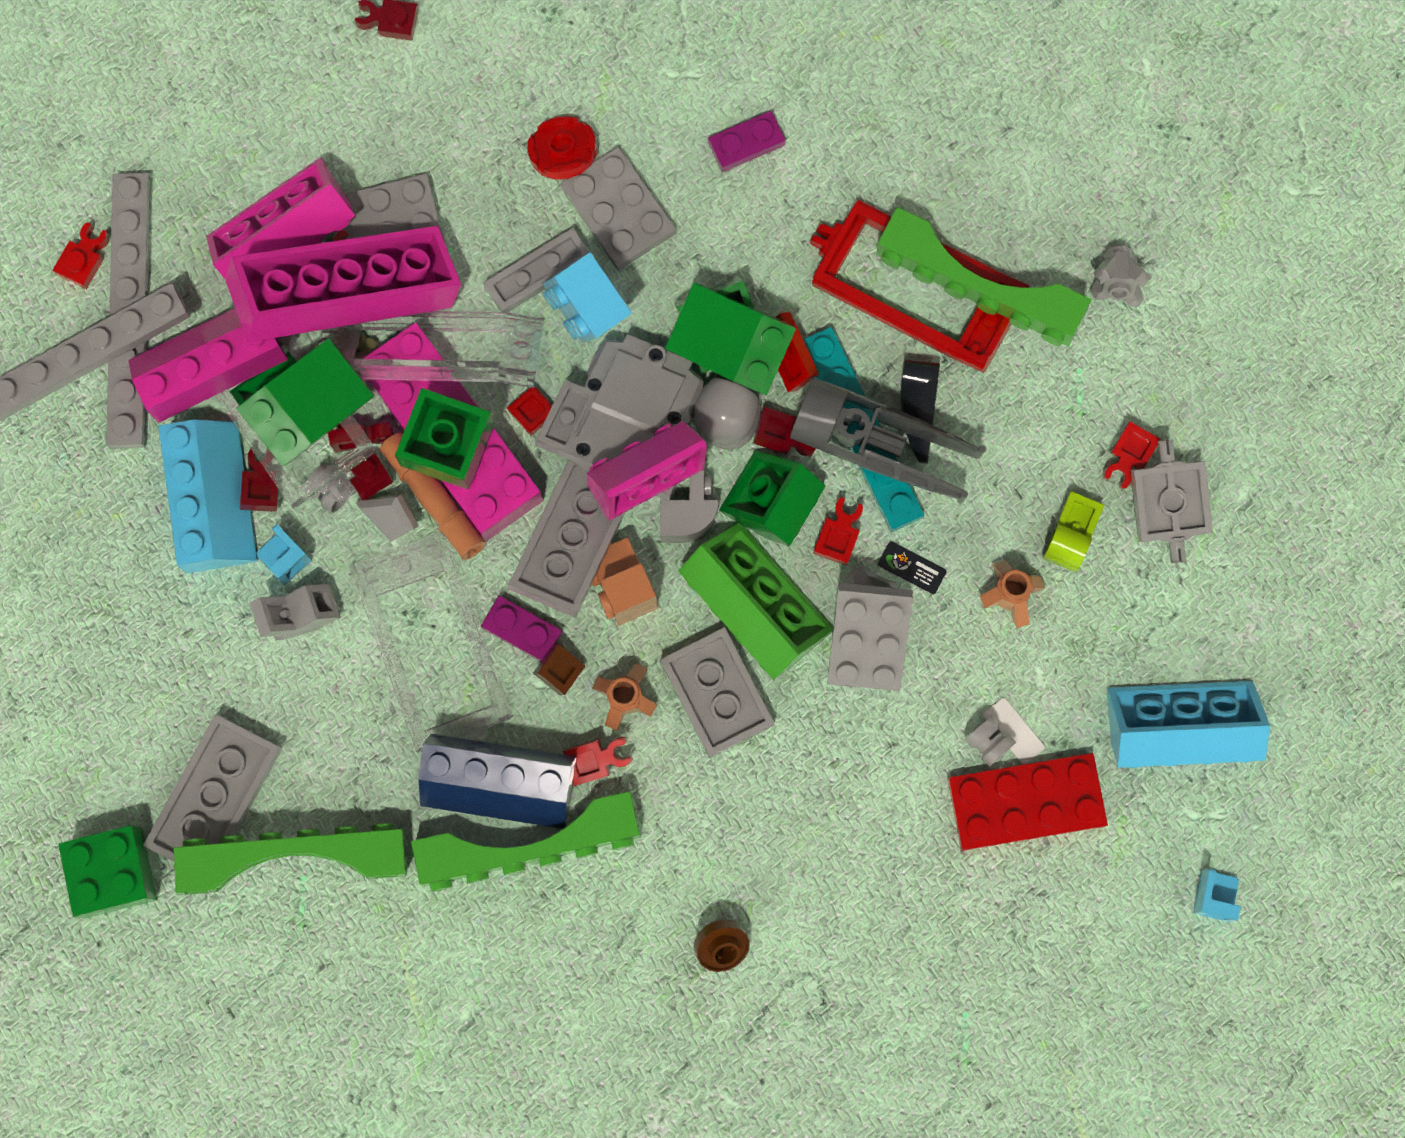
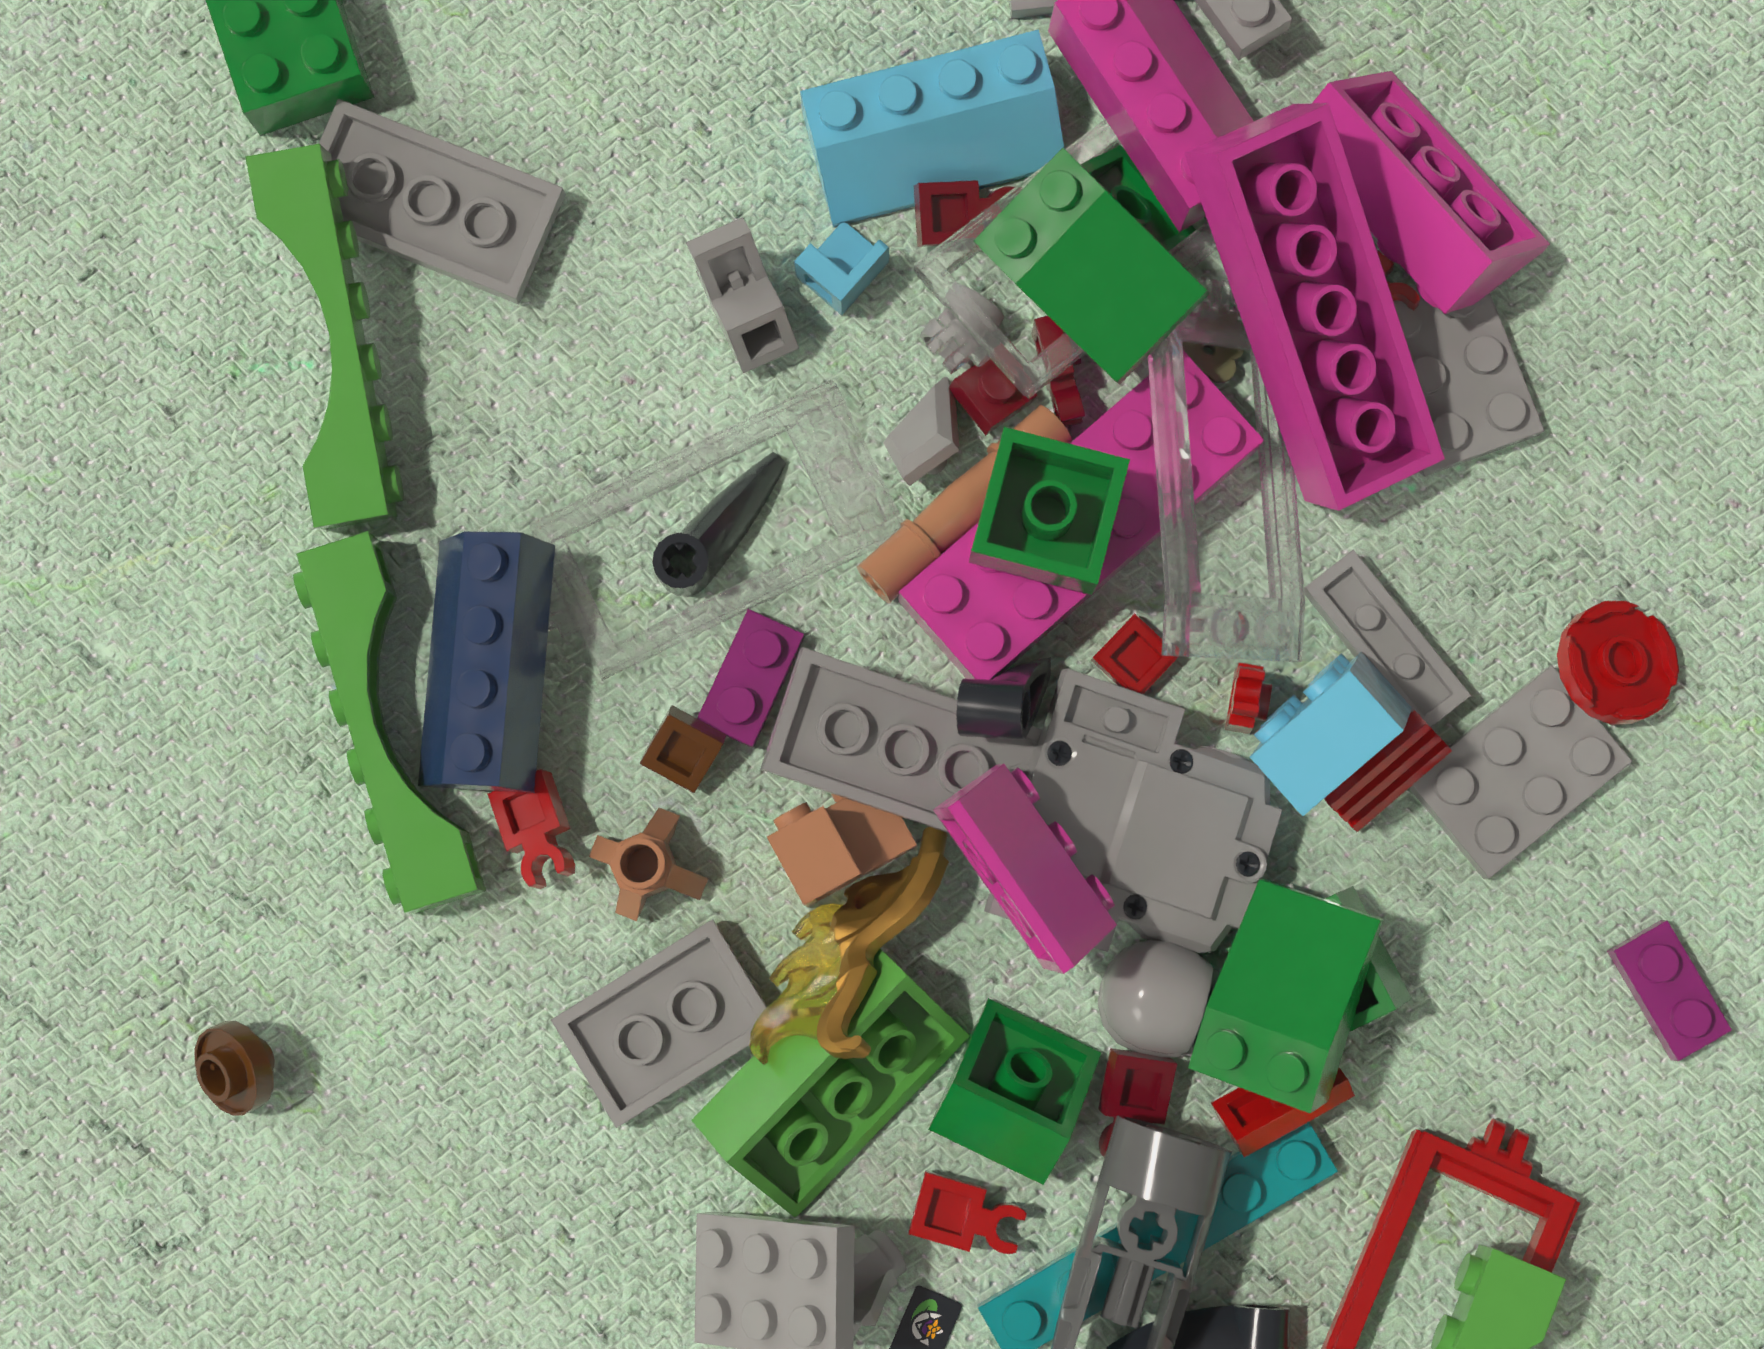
camera: 85 degrees right, 5 degrees up
(430, 641) = (717, 528): none -> black piece
(551, 477) = (1005, 704): none -> black piece
(561, 348) = (1248, 698): none -> red plate
(615, 273) = (1388, 773): none -> red tile
(689, 519) = (963, 949): light grey brick -> none
(692, 589) = (836, 962): none -> pearl gold piece

